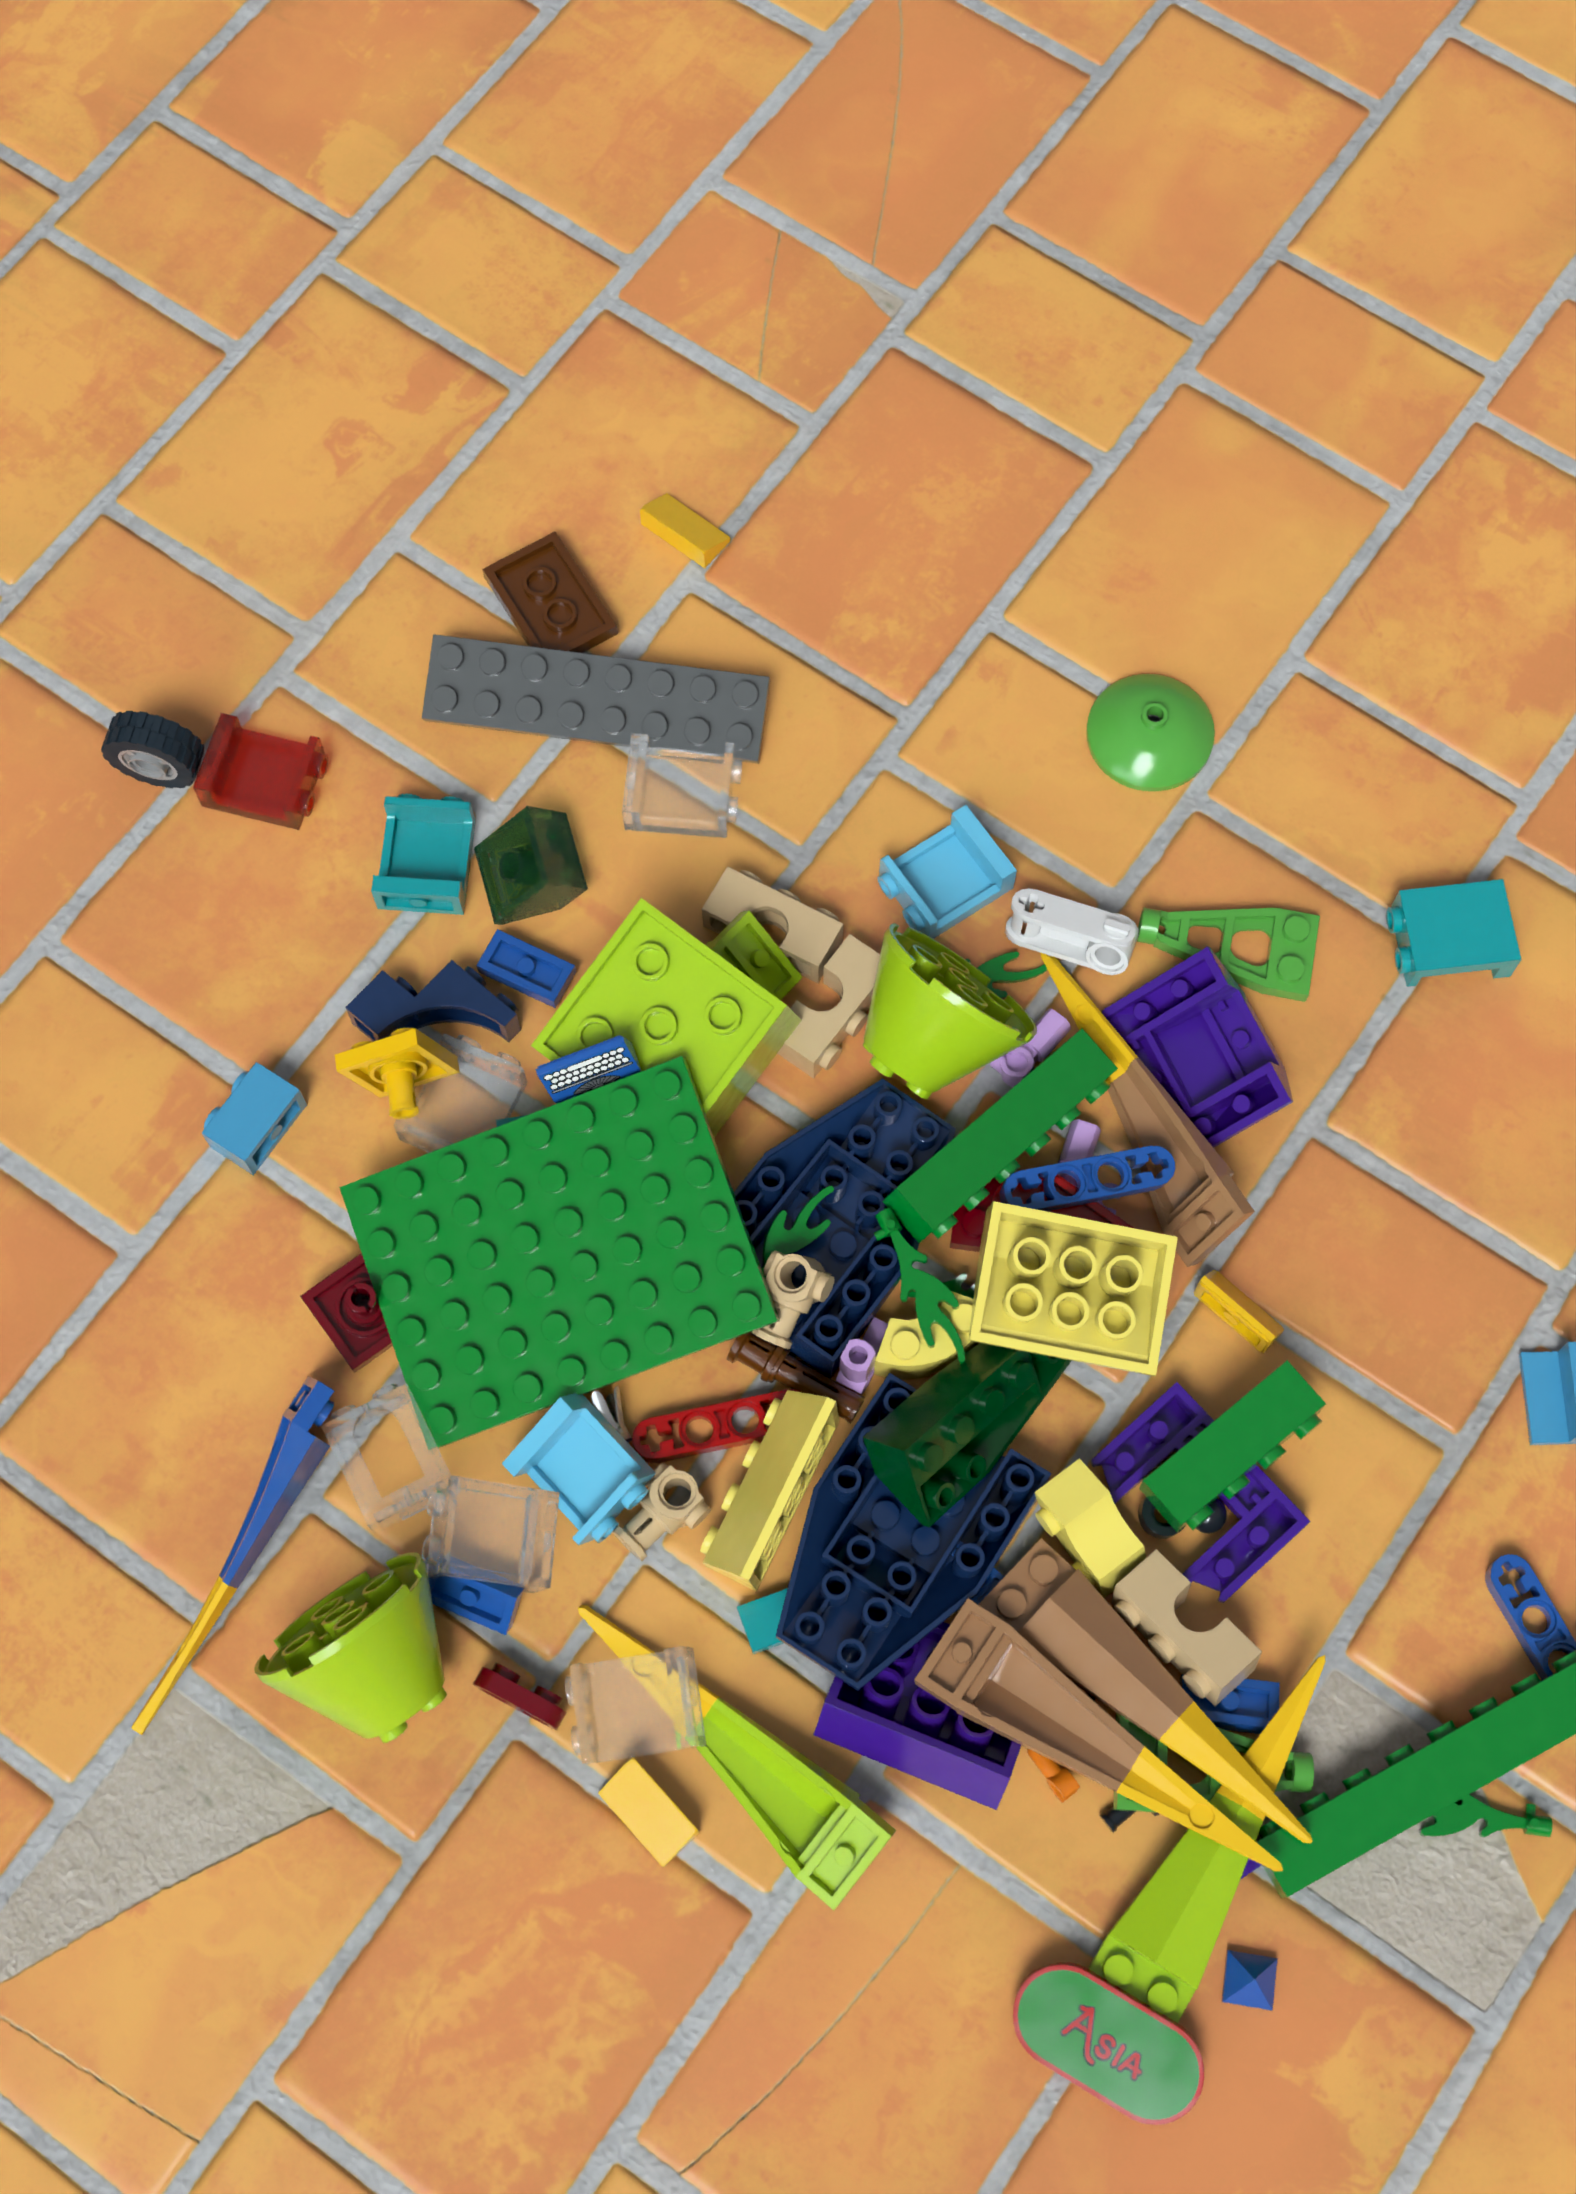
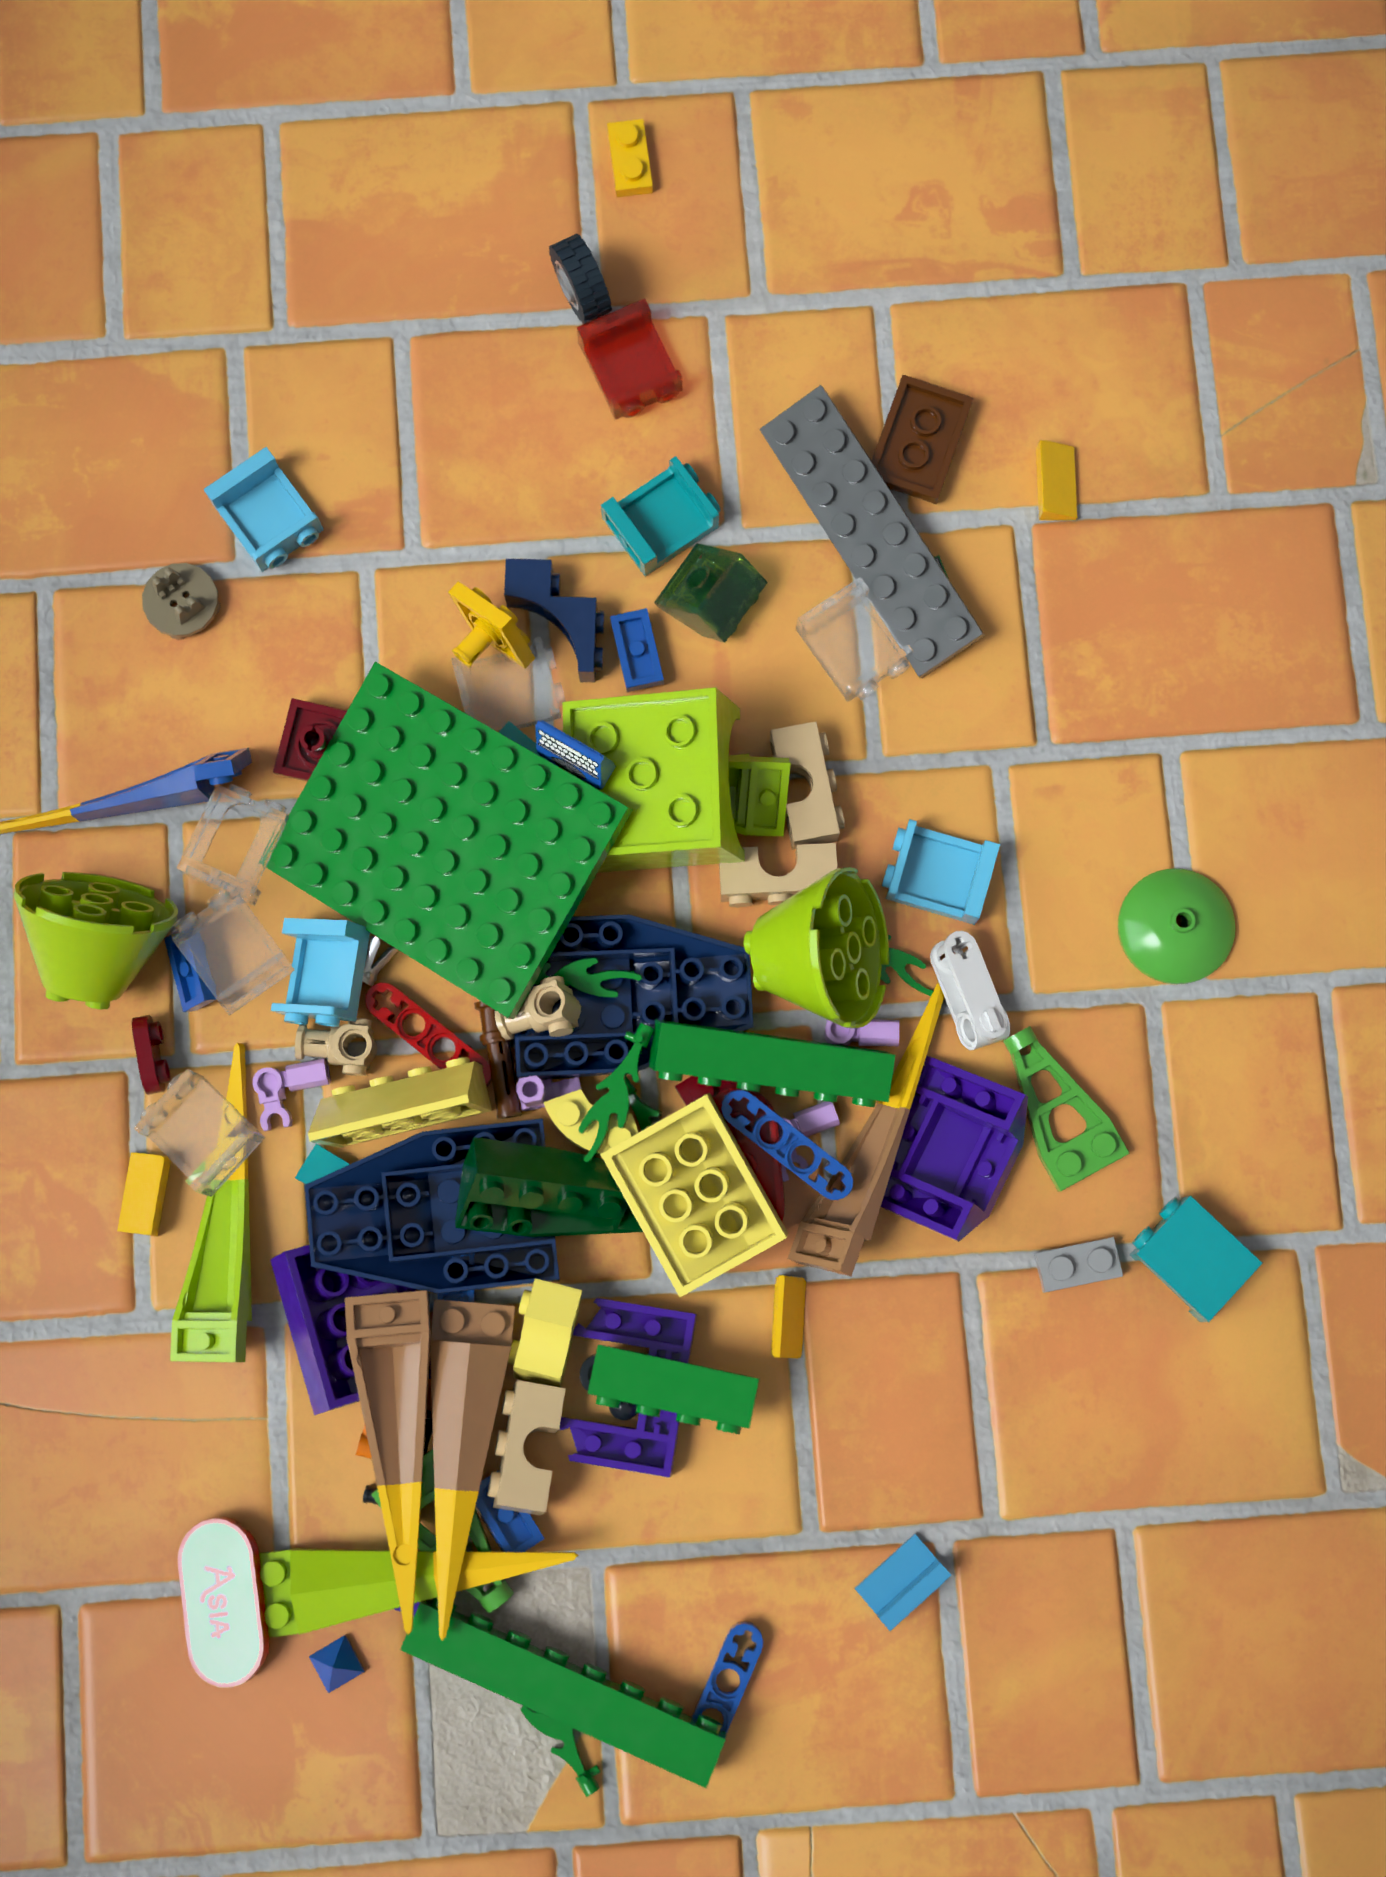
camera: 50 degrees right, 10 degrees up
(79, 635) = (629, 158): none -> yellow plate
(100, 1188) = (264, 510): none -> medium azure panel
(133, 1330) = (191, 613): none -> dark tan plate
(253, 1117) = (387, 565): dark azure brick -> none
(643, 1603) = (271, 1086): none -> lavender bar
(1384, 1033) = (1078, 1264): none -> light grey plate

